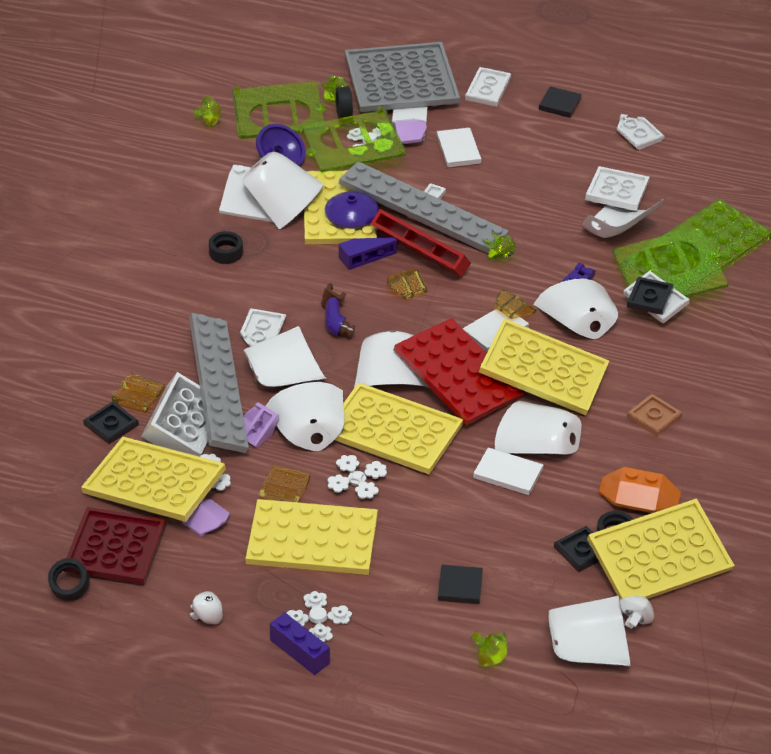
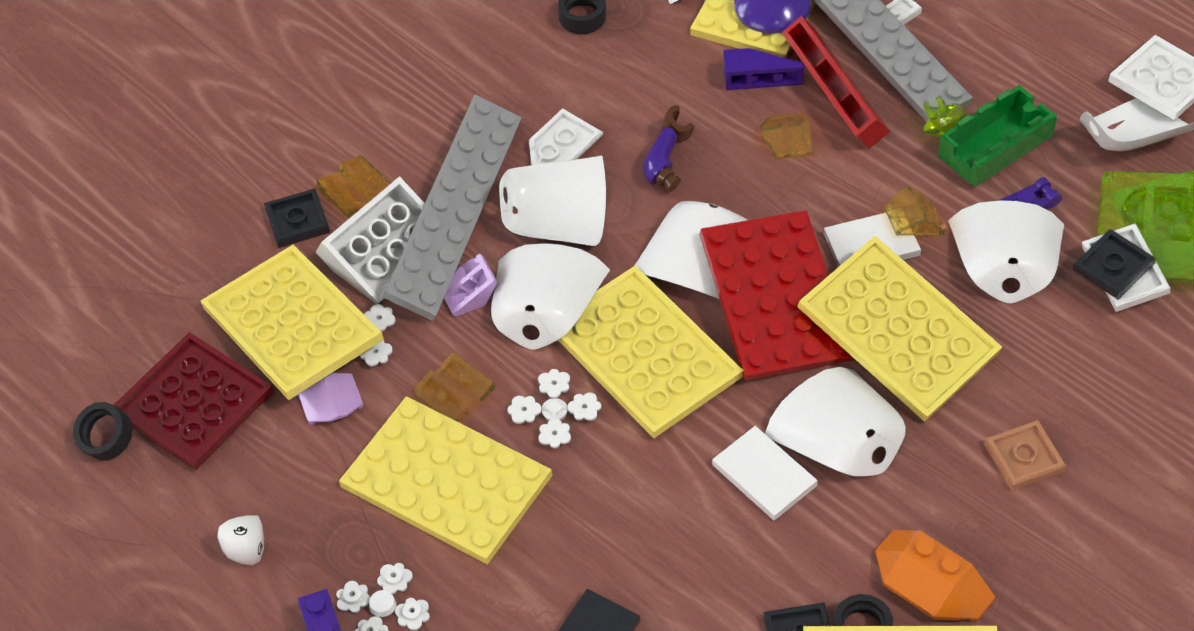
camera: 30 degrees right, 10 degrees up
(538, 247) = (996, 135): none -> green piece

